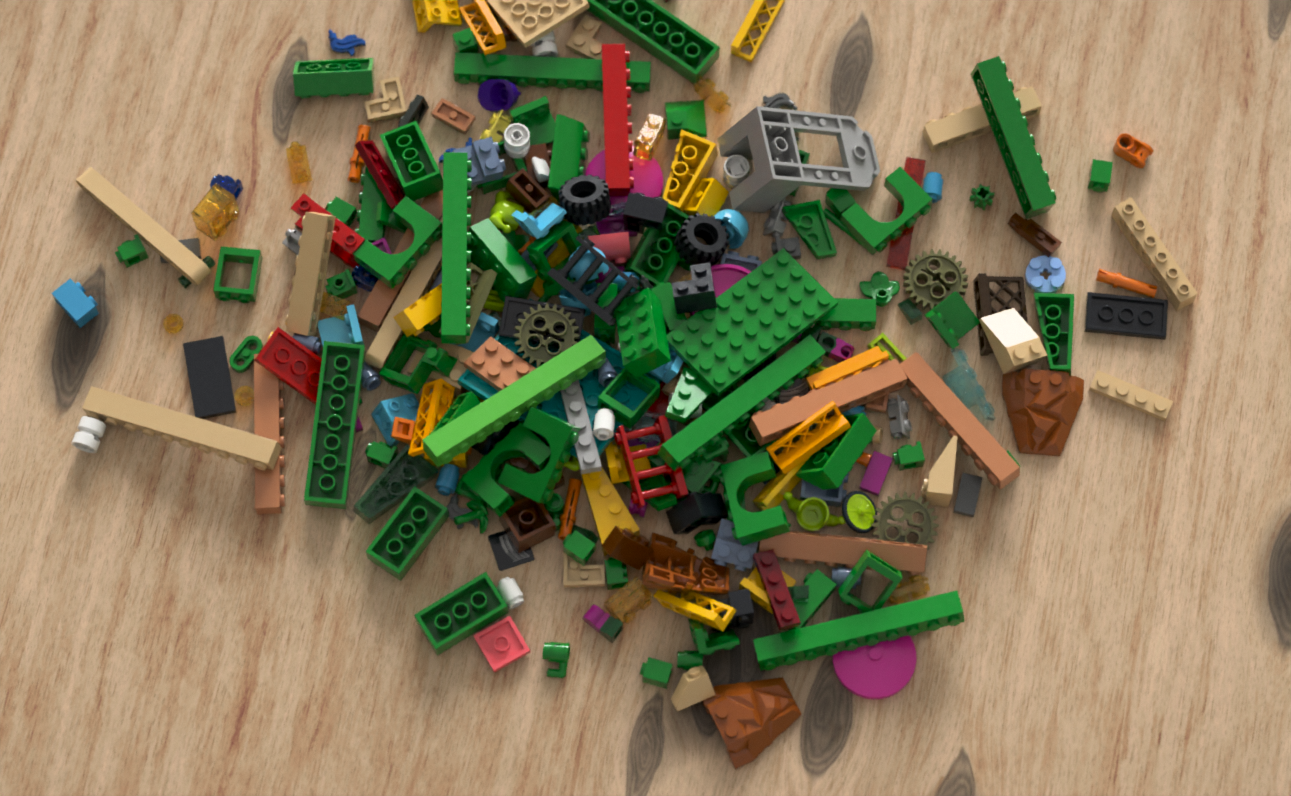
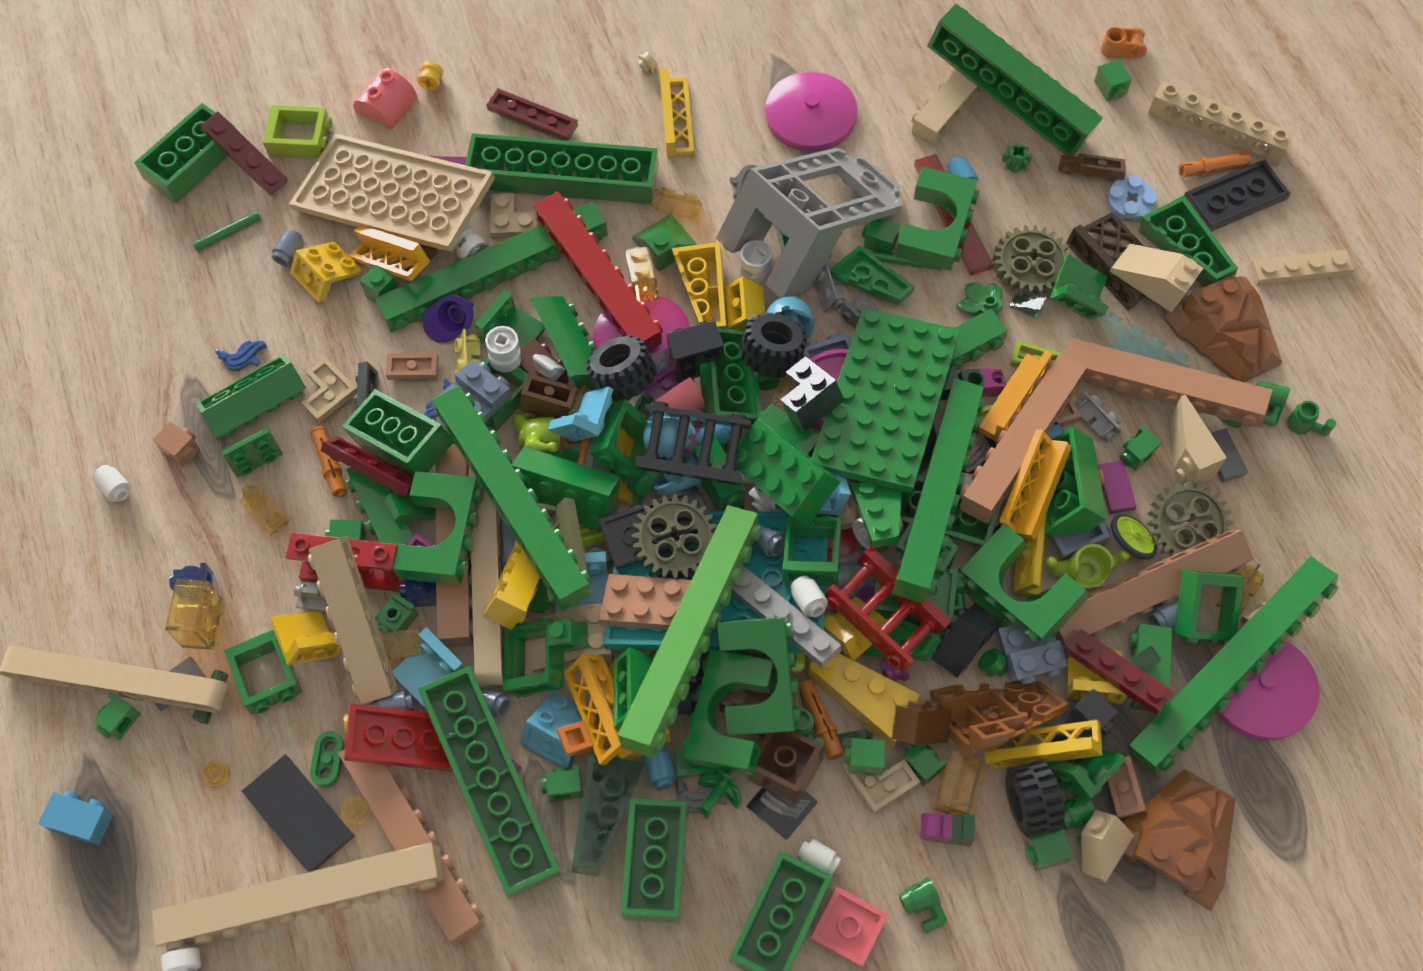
camera: 30 degrees left, 5 degrees down
(210, 89) = (111, 483): none -> white brick
(267, 85) = (177, 443): none -> nougat brick
(275, 266) = (304, 637): none -> yellow bracket
(312, 118) = (252, 452): none -> green bracket
(666, 635) = (1035, 798): none -> black tyre
(733, 665) = (1127, 791): none -> nougat plate
(859, 75) = (811, 111): none -> dark pink dish
(1031, 473) = (1276, 402): none -> green piece
(1041, 504) = (1304, 420): none -> green piece

